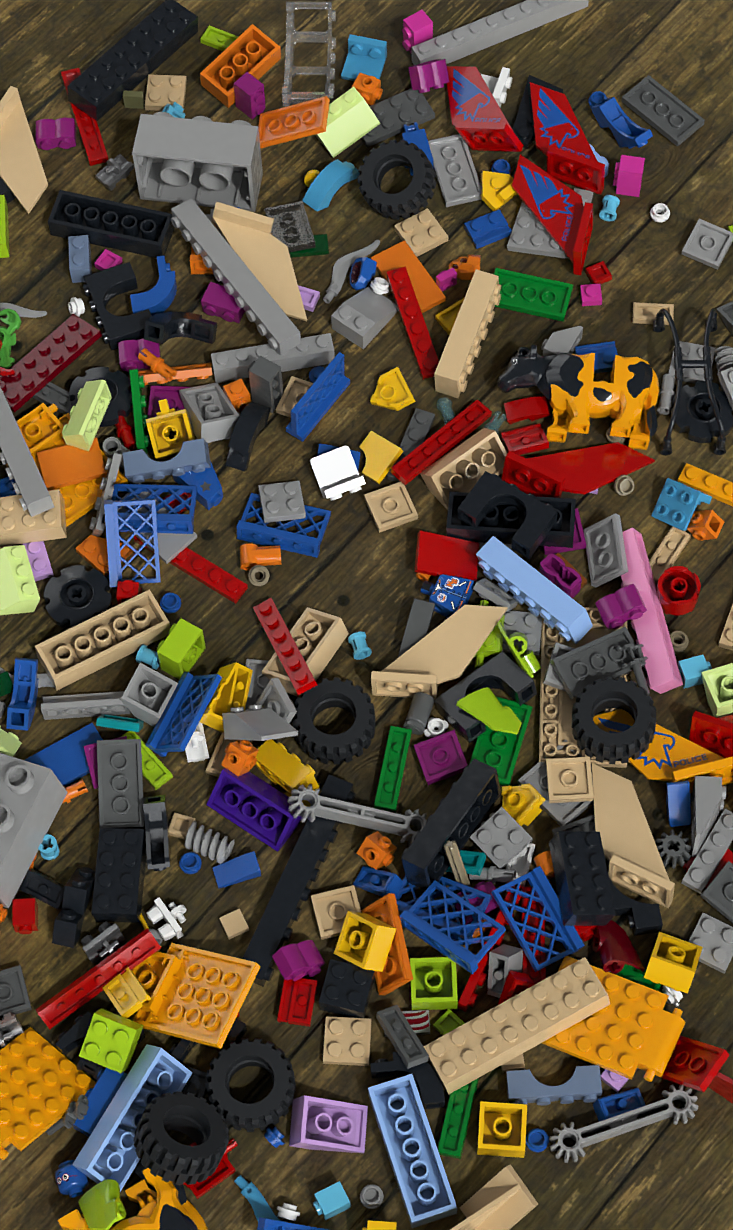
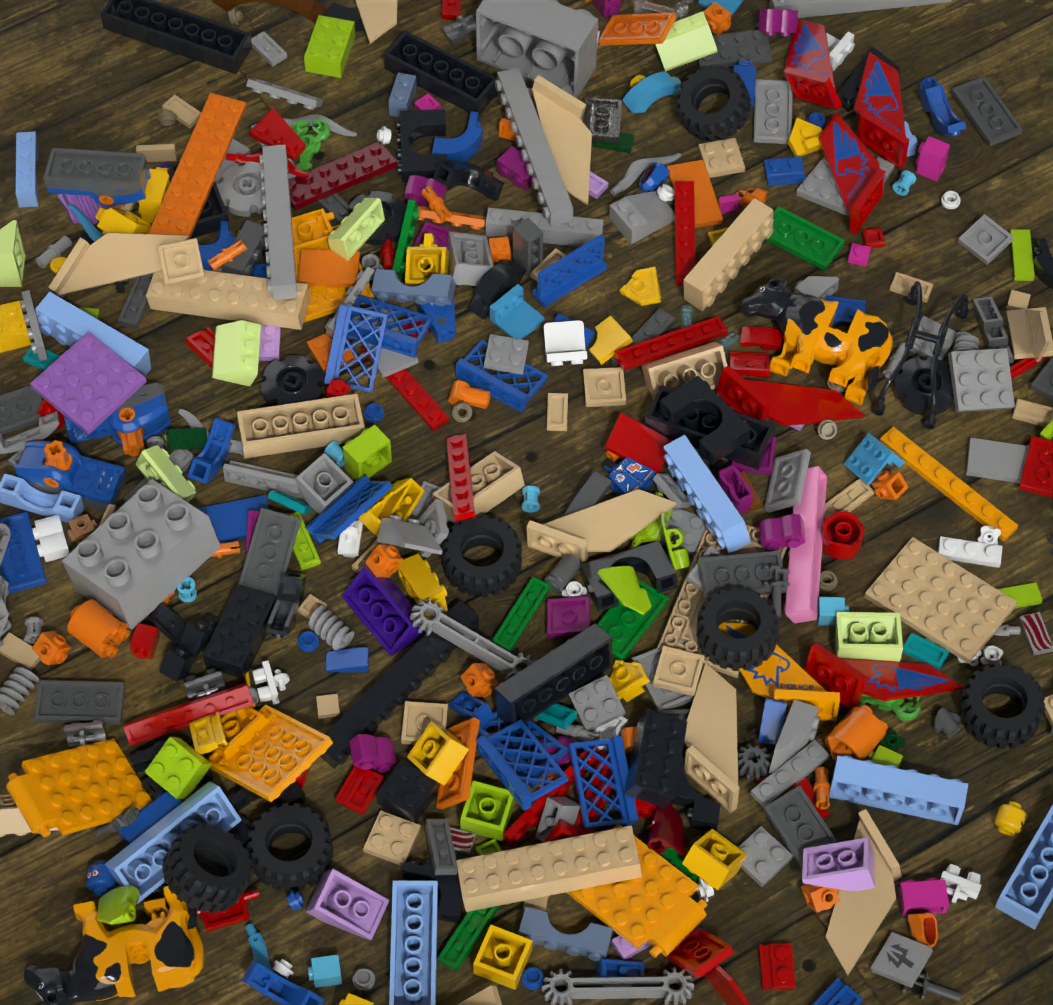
camera: 15 degrees right, 5 degrees down
(276, 458) = (514, 314): none -> dark azure bracket
(352, 546) = (557, 411): none -> tan tile
(456, 863) = (545, 710): dark tan axle -> none

